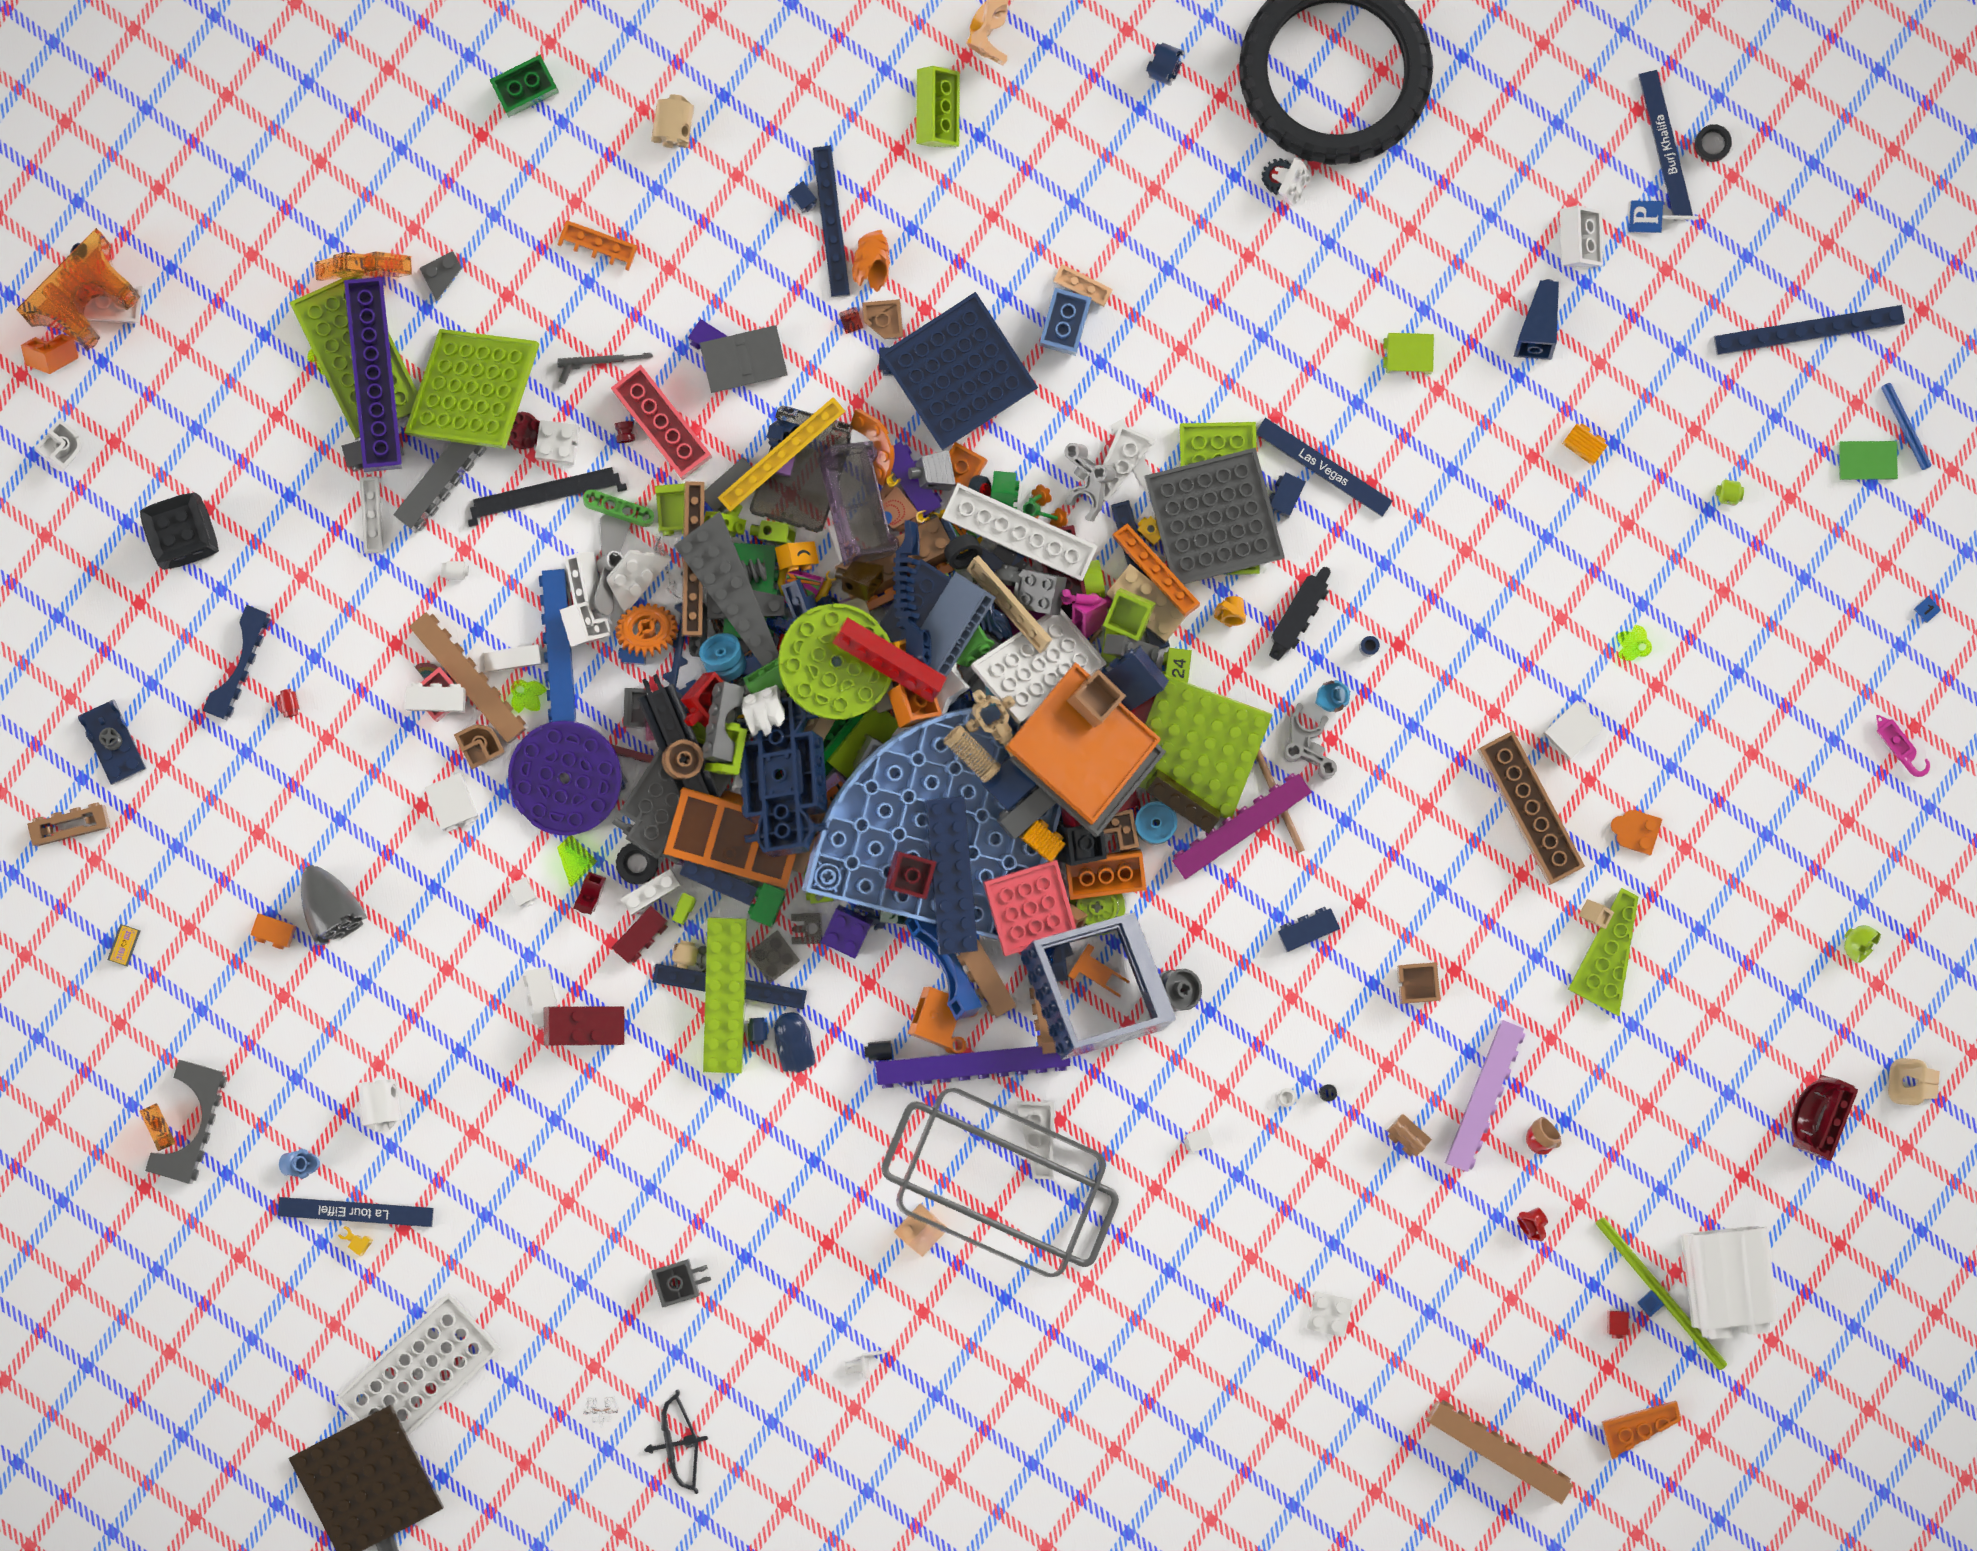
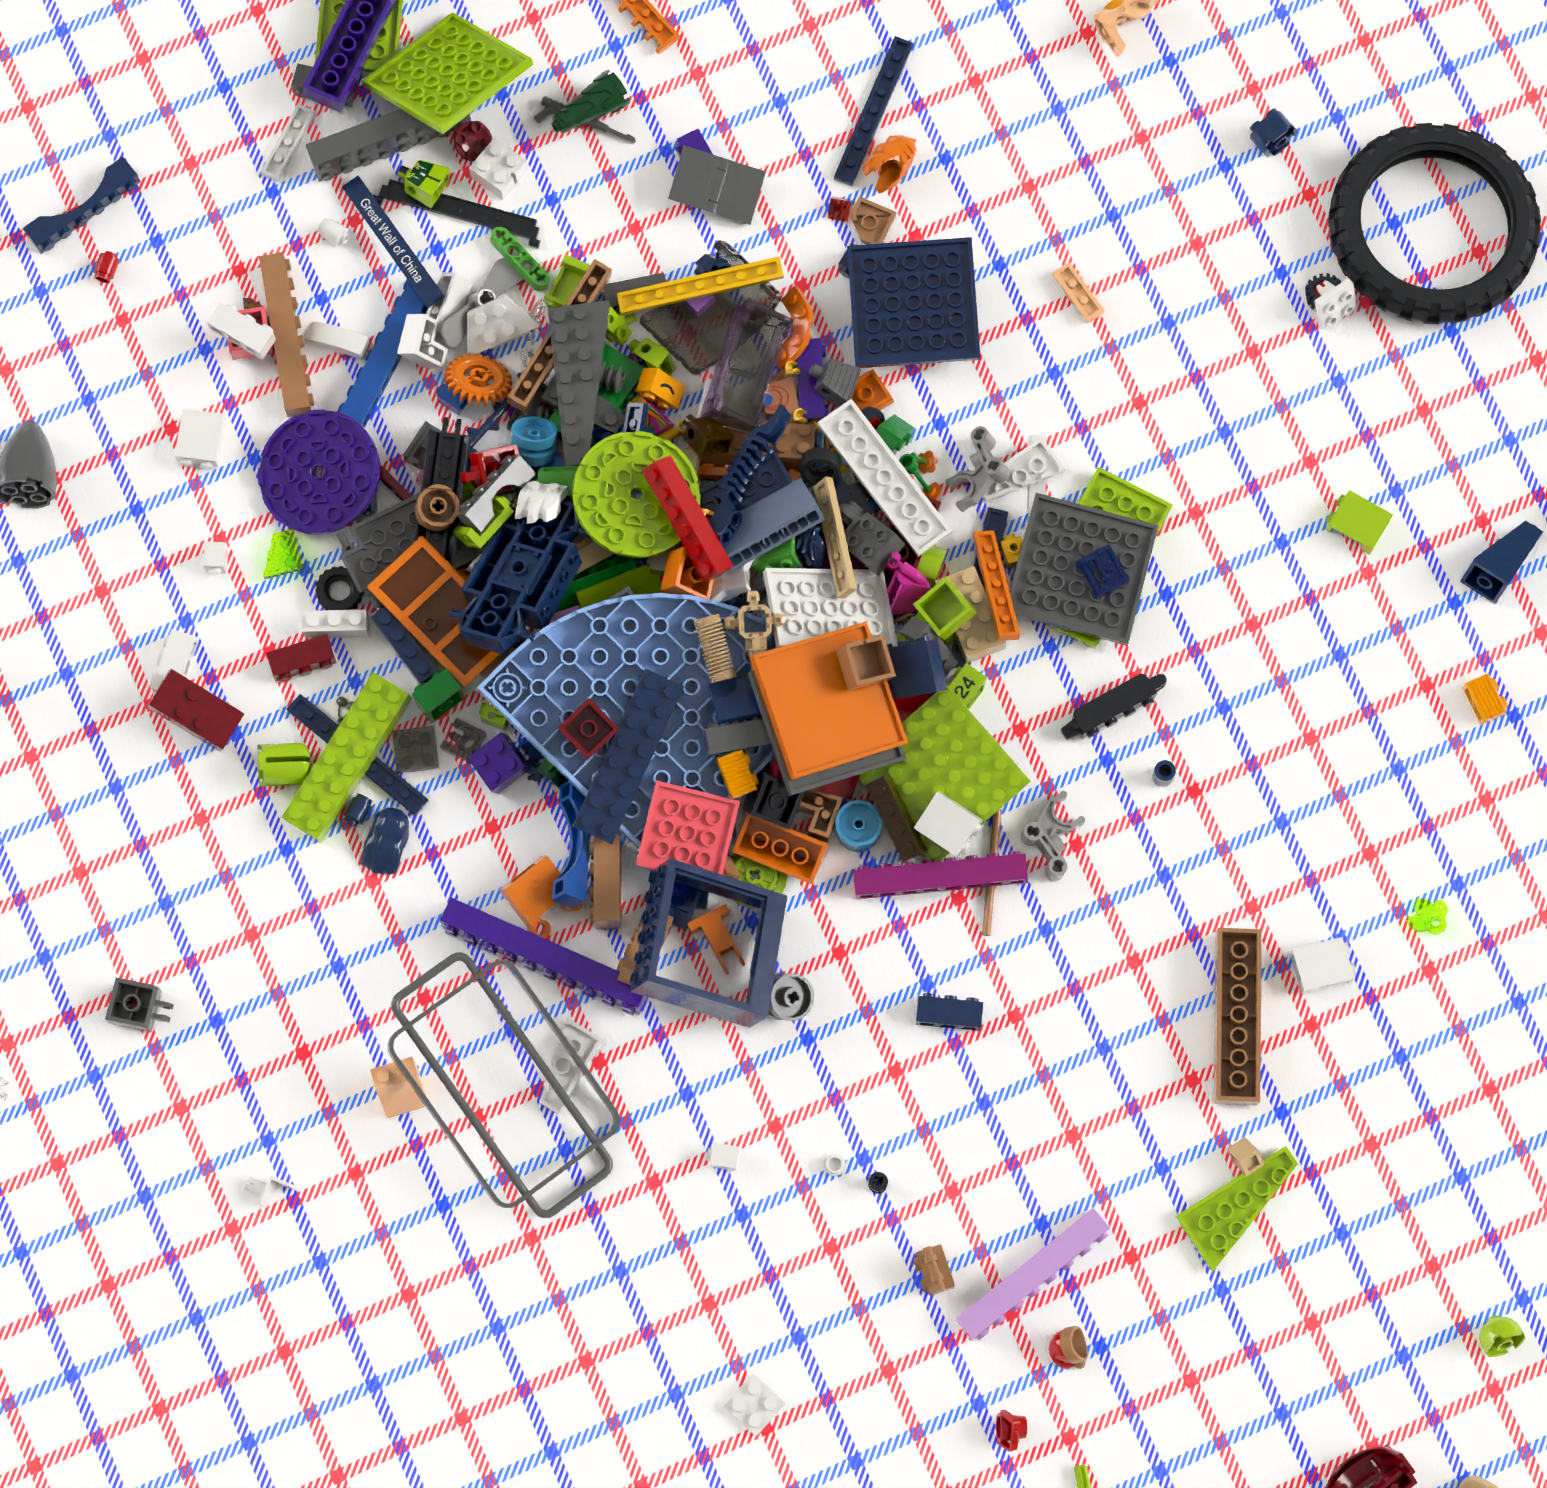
camera: 30 degrees right, 10 degrees down
(179, 531) = (101, 56): black piece -> none
(479, 745) = (257, 399): medium nougat brick -> none
(503, 487) = (425, 181): none -> lime torso
(509, 553) = (393, 241): none -> dark blue tile
(527, 698) = (331, 383): clear neon green plate -> none
(590, 893) = (278, 593): dark red brick -> none
(602, 345) = (593, 102): none -> dark green cone
(624, 432) = (567, 192): dark red wheel -> none
(661, 422) = (606, 201): coral brick -> none
(683, 1036) = (283, 764): none -> lime cylinder
(684, 907) = (357, 655): lime brick -> none
(685, 954) = (332, 699): tan head -> none
(688, 1441) = (54, 1167): black piece -> none
(803, 197) = (859, 74): dark blue brick -> none
(878, 1050) = (463, 893): black brick -> none
(938, 107) = (1034, 61): lime slope -> none
(1065, 321) = (1041, 314): medium blue brick -> none
(1227, 784) = (949, 824): none -> white brick
(1233, 611) = (1047, 667): light orange piece -> none
(1236, 506) = (1108, 567): none -> clear blue plate
(1287, 494) = (1164, 588): dark blue brick -> none
(1323, 467) = (1215, 584): dark blue tile -> none
(1333, 696) = (1101, 801): dark azure hair -> none
(1418, 982) = (1029, 1124): medium nougat piece -> none
(1636, 831) = (1331, 1099): orange plate -> none

